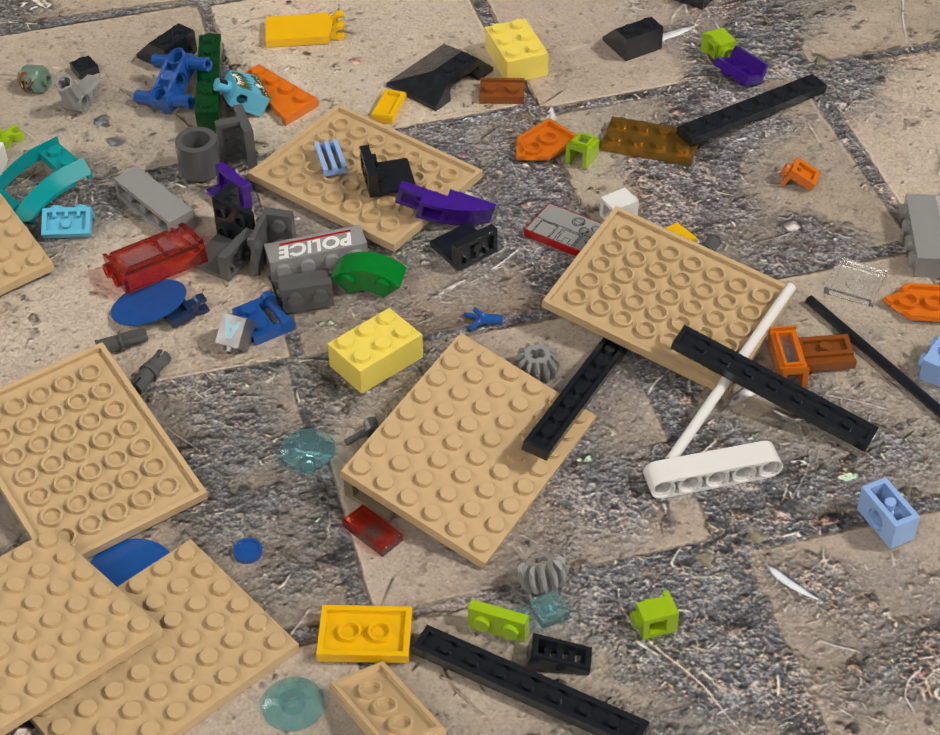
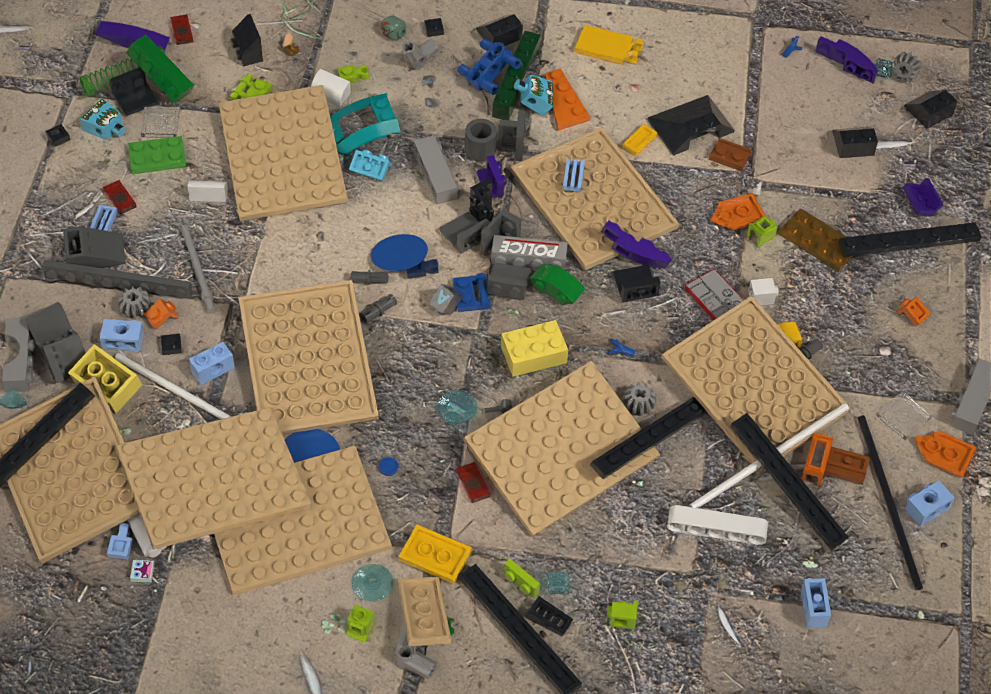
camera: 20 degrees right, 10 degrees up
(155, 258) = (416, 219): clear red door -> none
(384, 176) = (604, 205): black bracket -> none
(516, 50) = (757, 122): light yellow brick -> none
(542, 573) = (564, 557): light grey gear -> none
(717, 43) = (916, 169): lime window -> none

